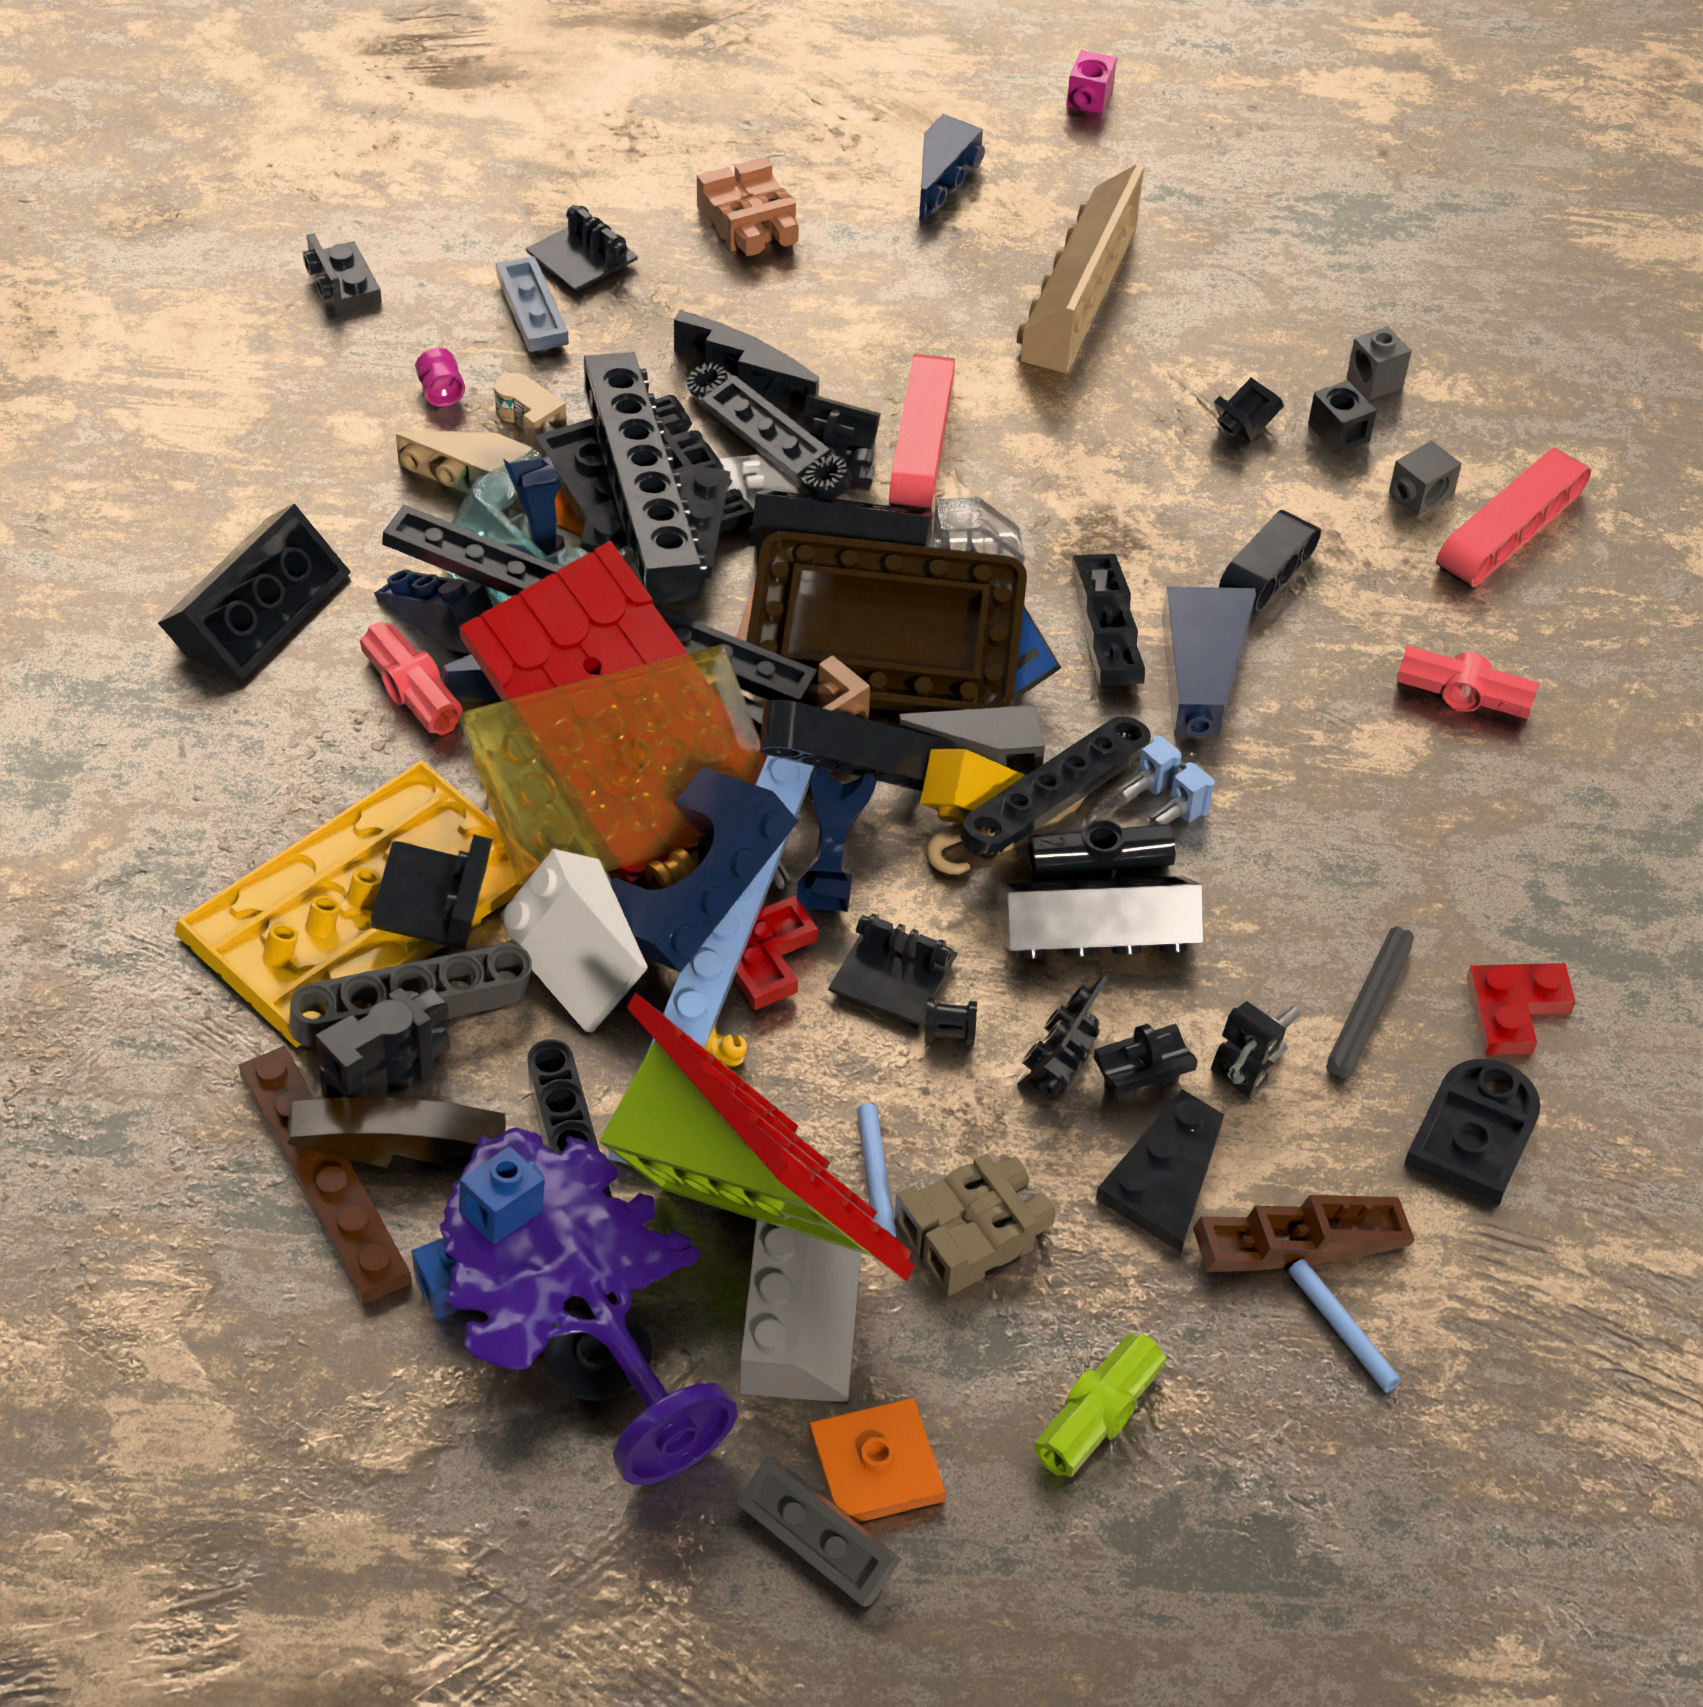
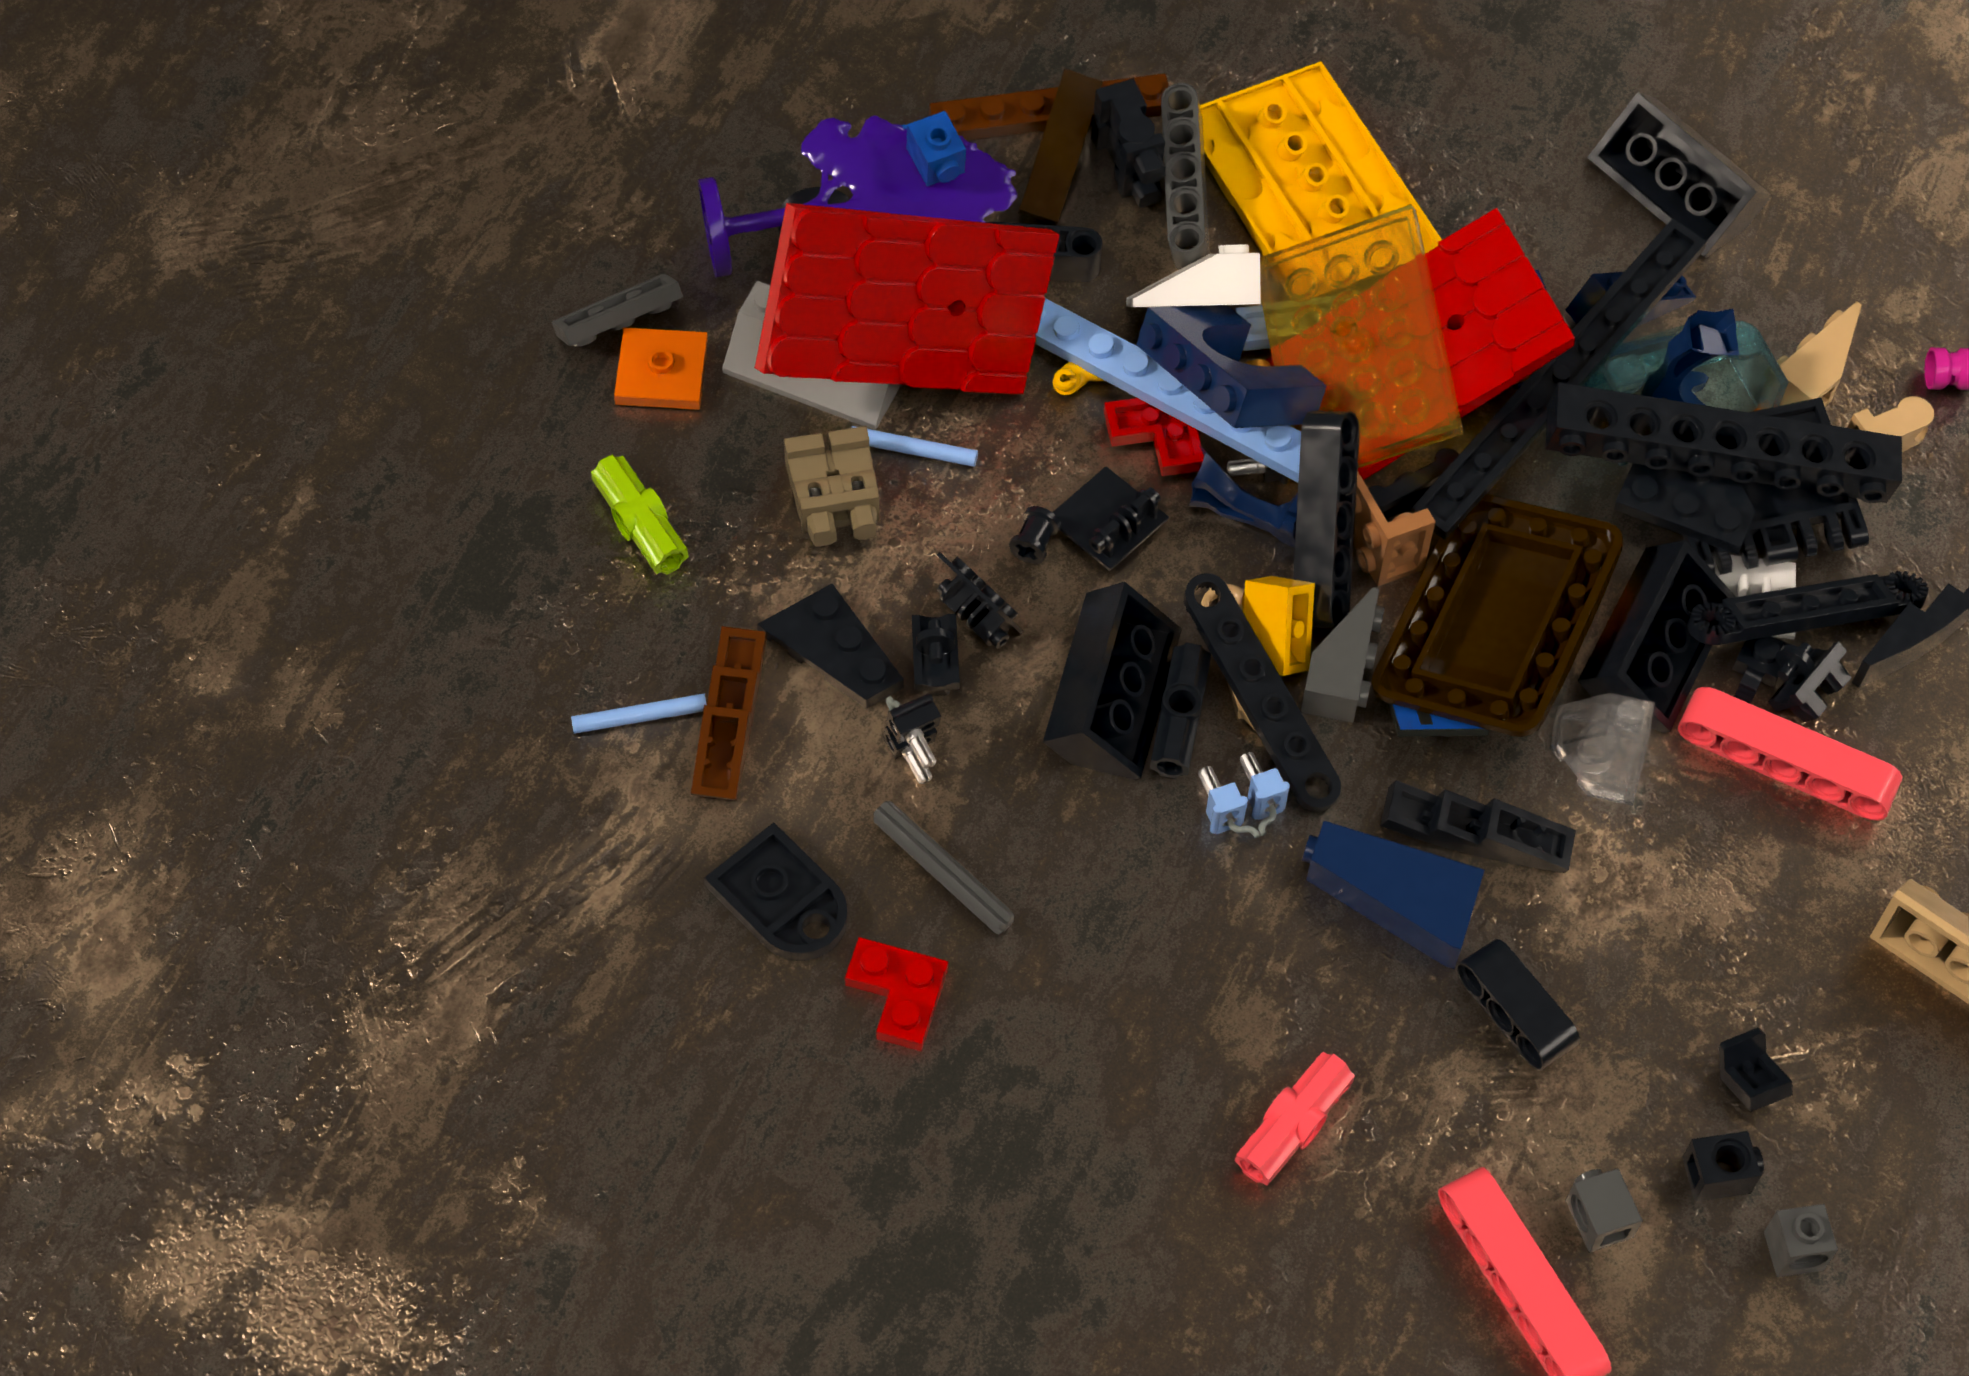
camera: 110 degrees right, 10 degrees up
(411, 678) = (1561, 259): coral piece -> none
(431, 892) = (1277, 205): black bracket -> none

